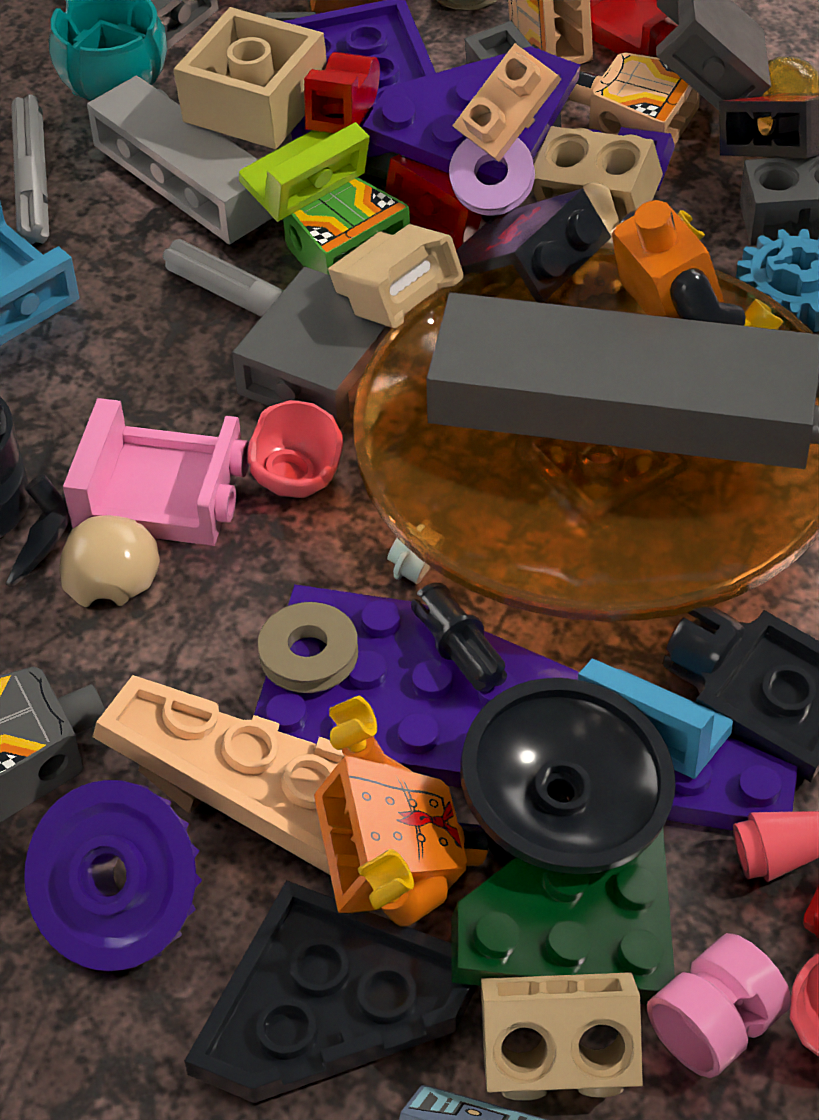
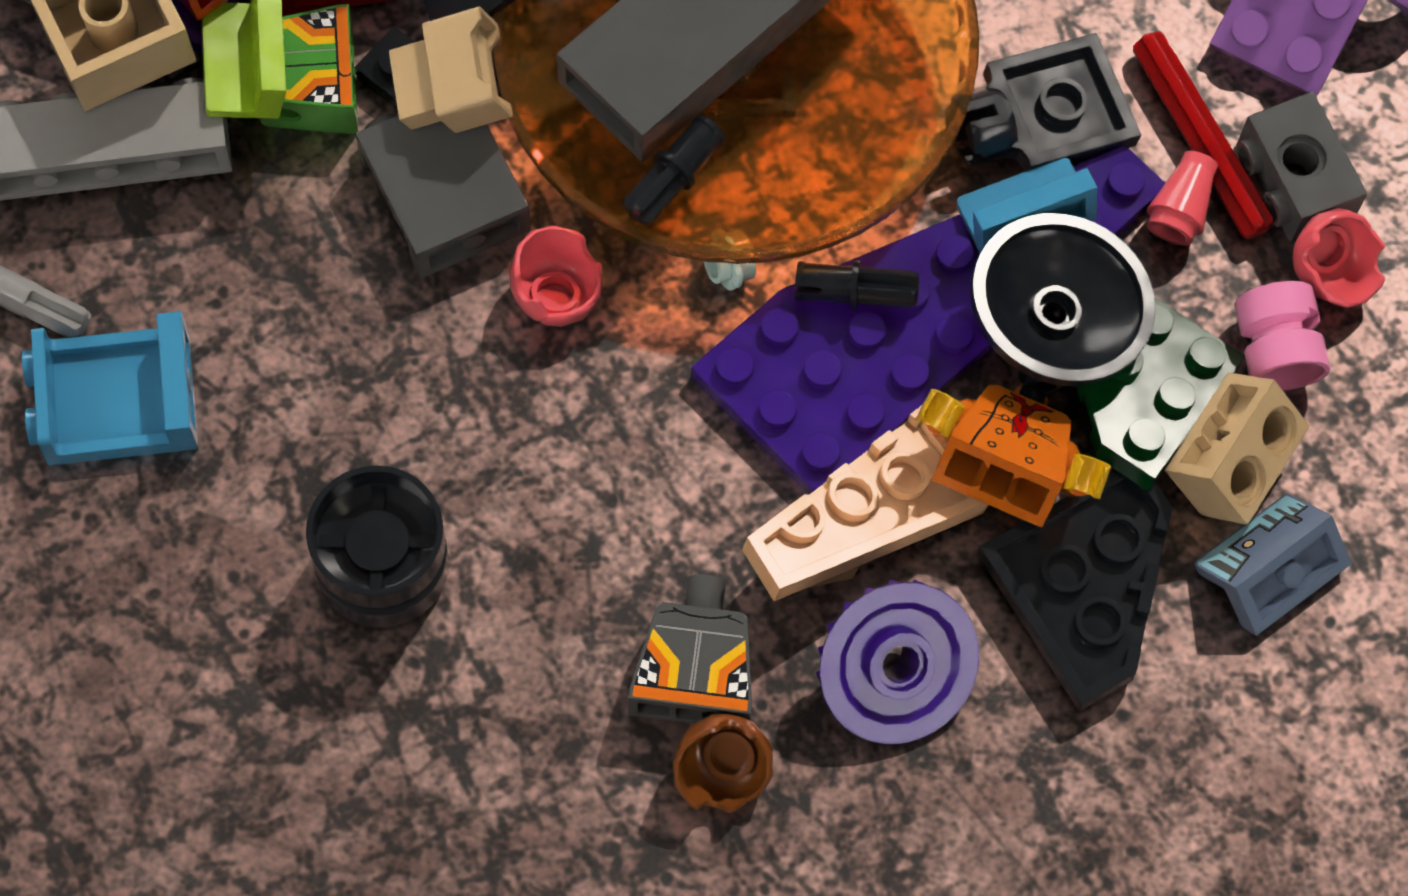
camera: 60 degrees left, 20 degrees up
(44, 532) = (474, 521): black bar -> none
(108, 560) = (550, 491): tan hair -> none
(161, 479) = (489, 397): bright pink panel -> none
(220, 277) = (290, 200): light grey axle -> none
(313, 672) = (785, 368): dark tan piece -> none
(430, 435) = (674, 170): none -> black axle

